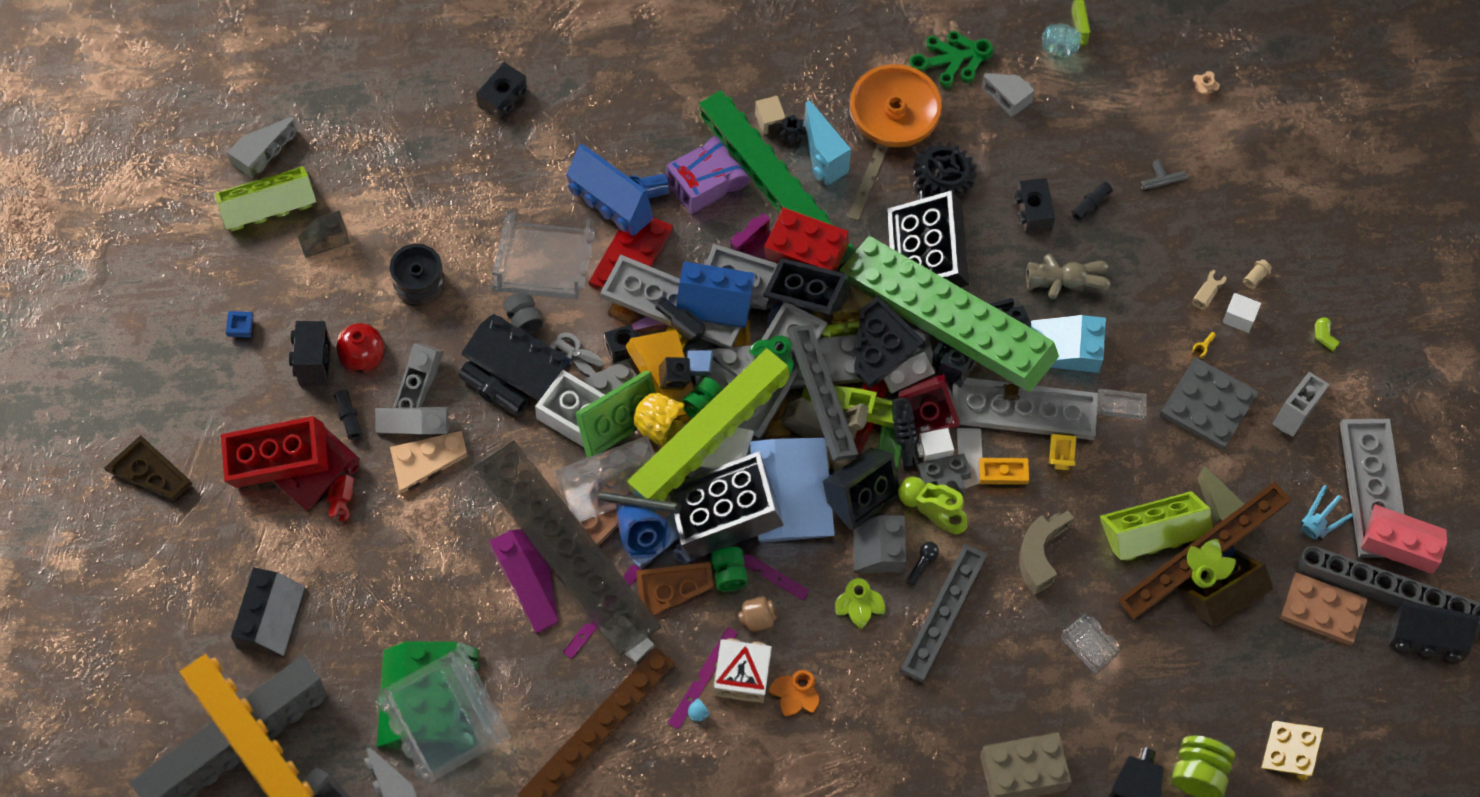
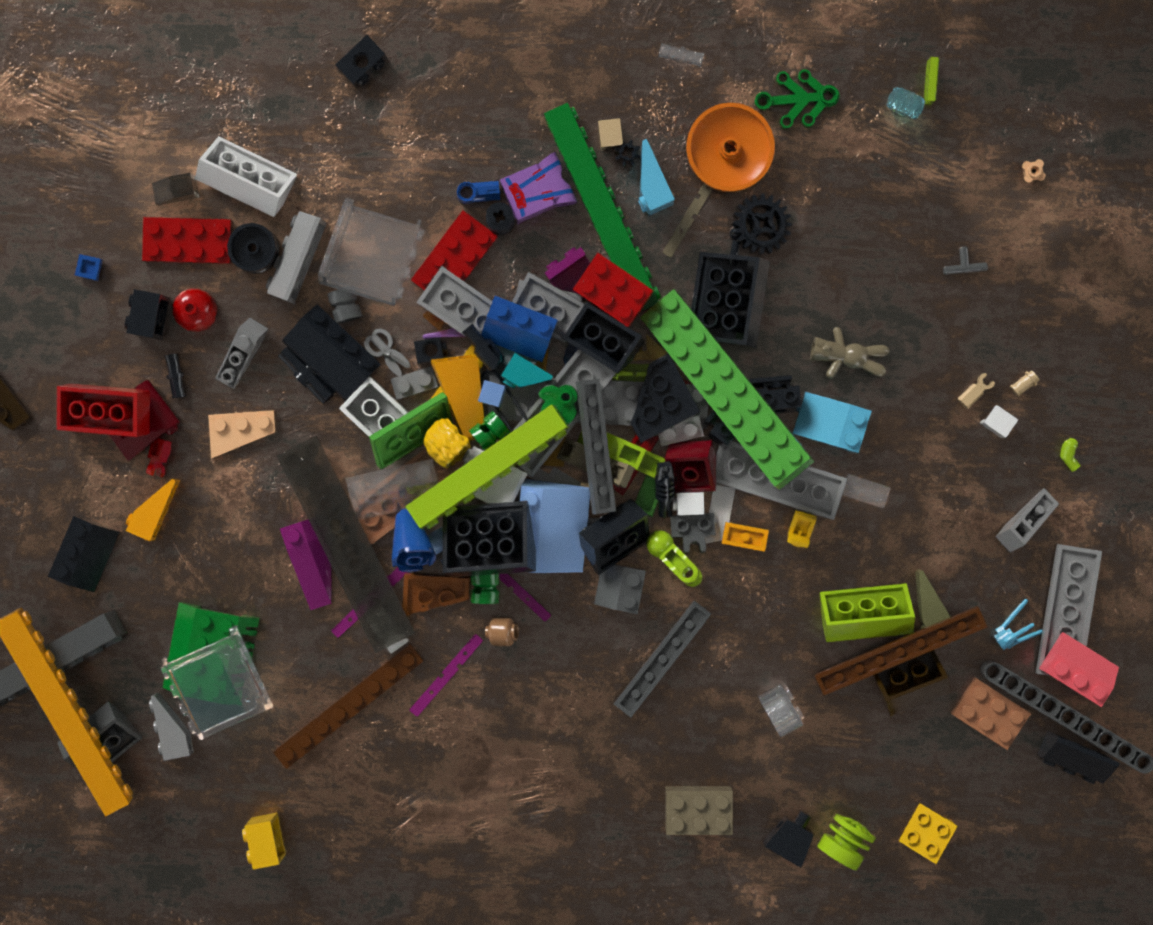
camera: 10 degrees right, 25 degrees up
(258, 147) = (123, 85): light grey slope -> none
(265, 198) = (125, 139): lime slope -> none
(339, 557) = (149, 516): none -> light orange slope
(342, 283) = (186, 240): none -> red plate
(396, 213) = (245, 176): none -> white slope
(412, 420) = (232, 395): light grey slope -> none
(463, 276) = (296, 257): none -> light grey slope
(609, 191) = (441, 197): blue slope -> none
(639, 502) = (412, 528): pearl dark grey bar -> none
(673, 202) = (497, 210): none -> black piece
(674, 373) = (467, 404): black brick -> none
(698, 711) = (435, 707): medium azure hinge -> none
(730, 336) = (523, 373): none -> teal slope
(742, 670) = (479, 680): piece -> none
(795, 696) = (519, 708): orange plate -> none
(825, 37) = (681, 55): none -> clear pin
(859, 606) = (592, 638): lime plate -> none
(928, 551) = (661, 601): black bar -> none
(1008, 91) = (842, 149): light grey slope -> none
(1032, 561) = (752, 614): dark tan arch -> none
(1034, 192) = (844, 264): black brick -> none
(1092, 201) = (892, 280): black pin -> none
(1203, 346) = (956, 445): yellow hand -> none
(1209, 403) = (945, 503): dark grey plate -> none
(1211, 561) = (901, 666): lime plate -> none

